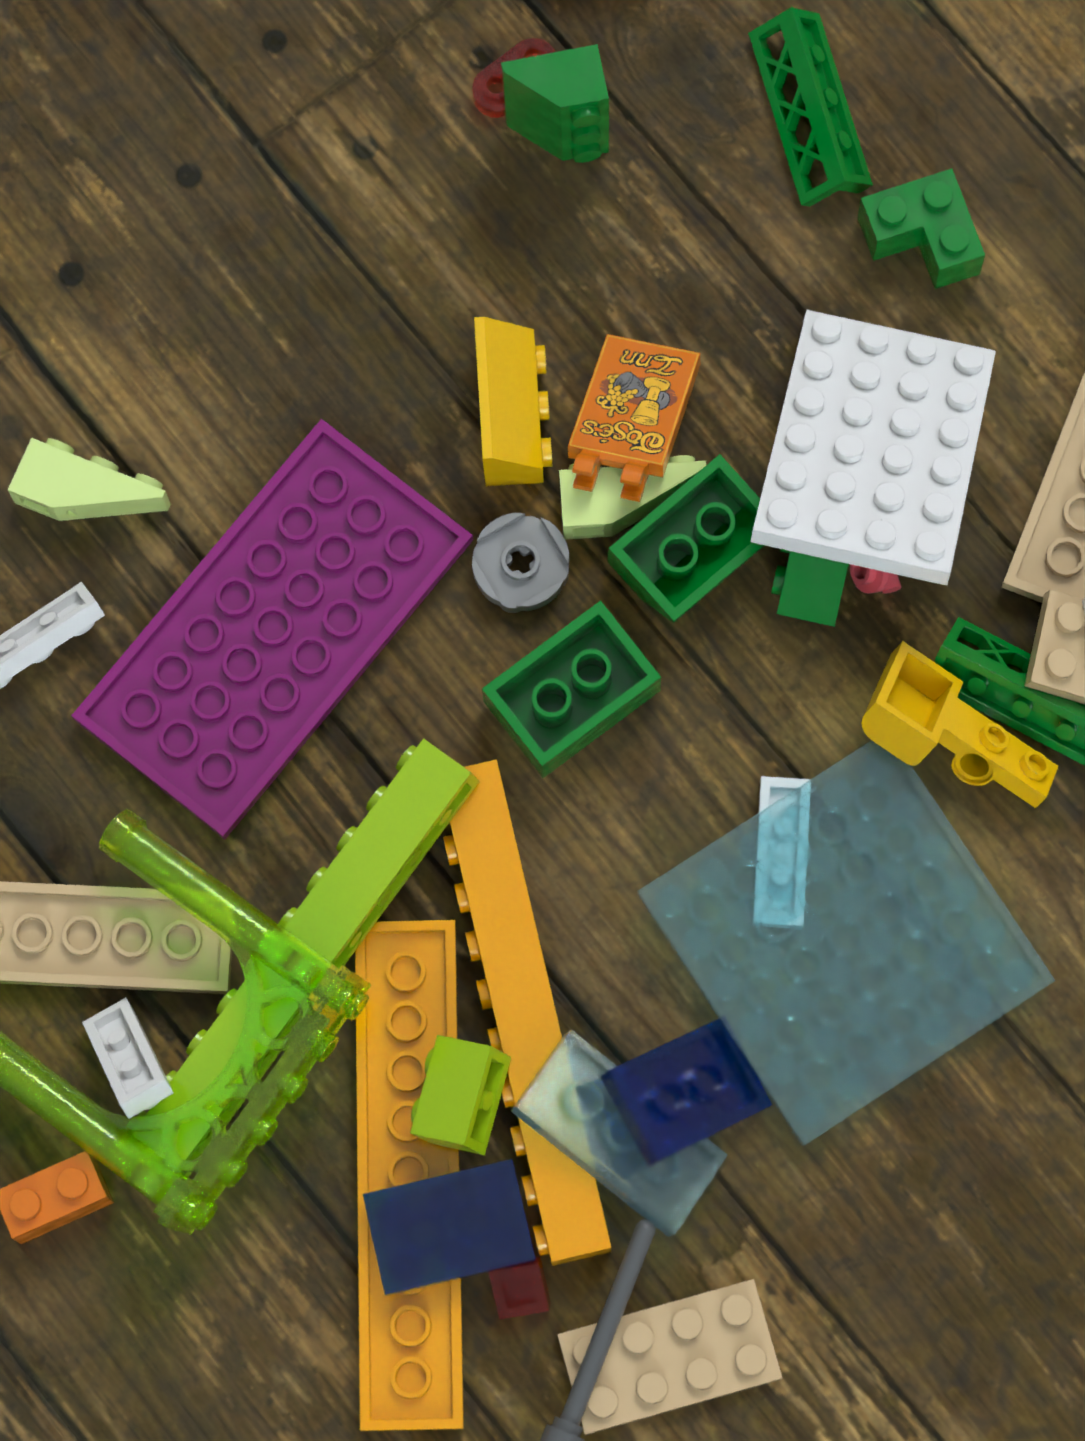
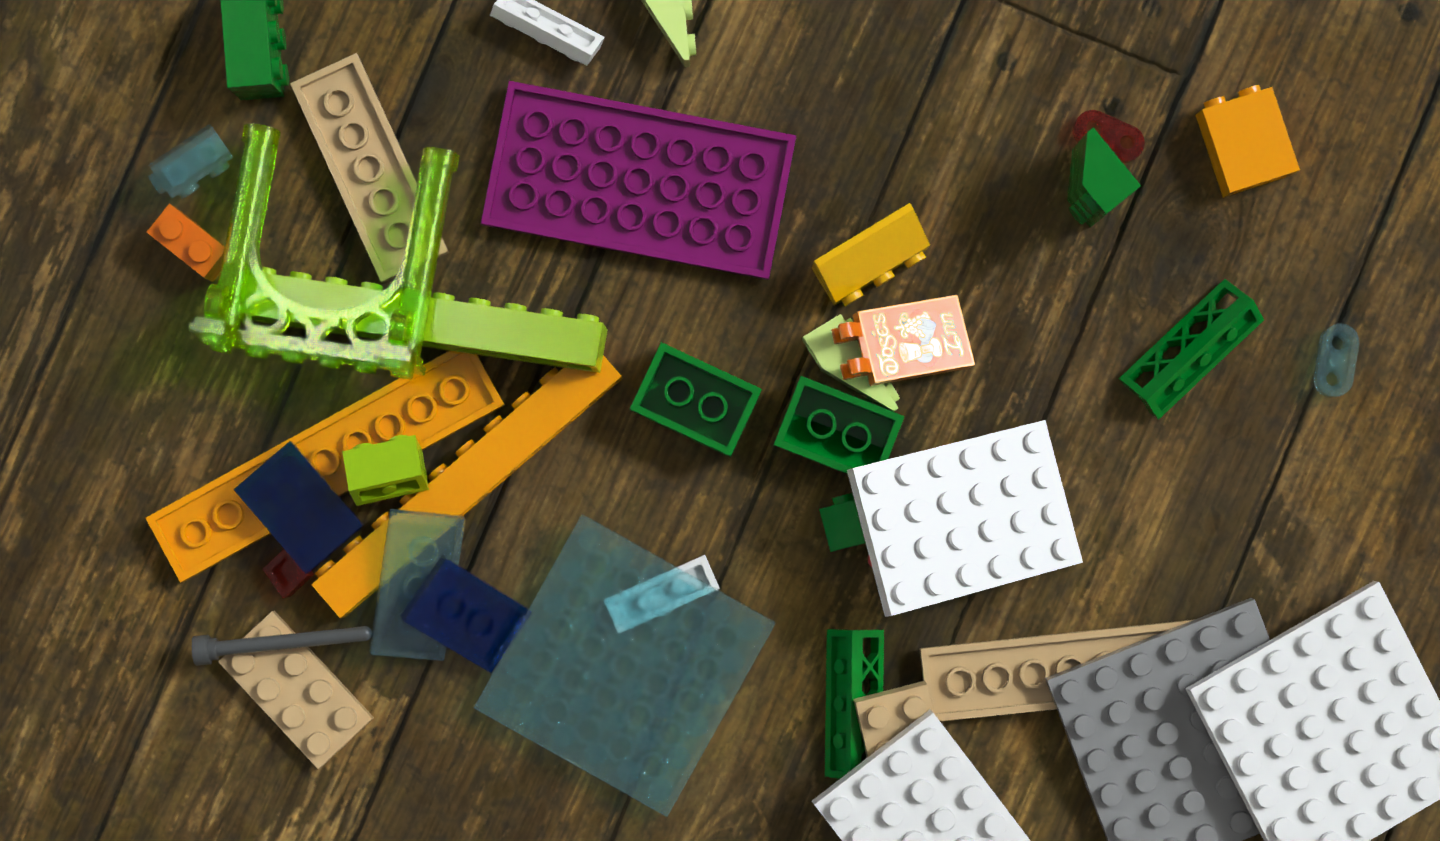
camera: 60 degrees right, 10 degrees up
(127, 1058) = (299, 242): white plate -> none
(527, 535) = (763, 300): light grey plate -> none
(919, 708) = (799, 638): yellow plate -> none
(924, 215) = (1153, 467): green brick -> none

